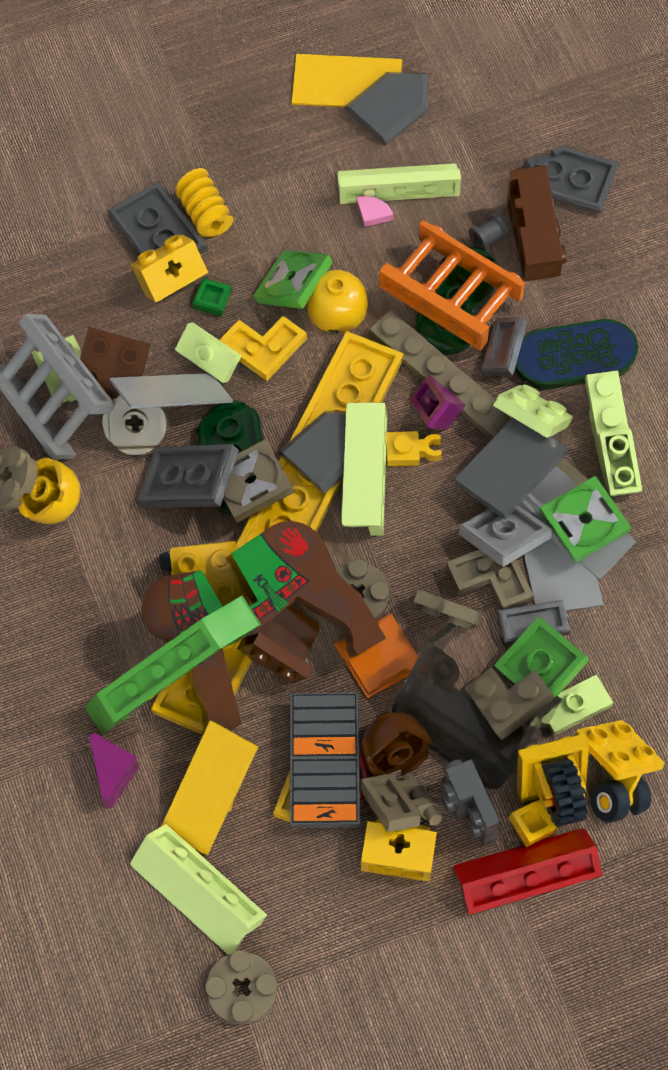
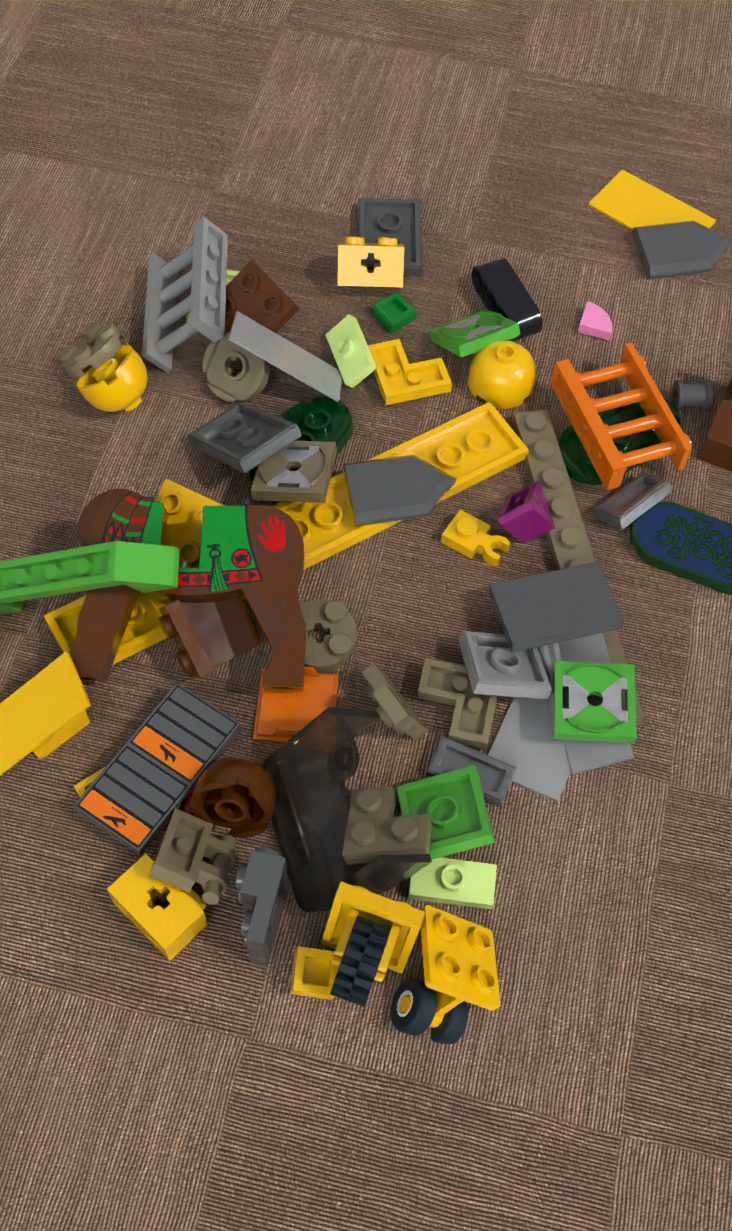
camera: 30 degrees right, 5 degrees down
(203, 203) = (443, 233): yellow piece -> none
(292, 230) = (505, 294): none -> black beam
(365, 466) = (413, 525): yellowish green panel -> none
(400, 182) = (637, 313): yellowish green panel -> none
(528, 870) = (272, 1020): red panel -> none
(533, 411) = (617, 570): yellowish green plate -> none
(611, 434) = (685, 640): yellowish green slope -> none

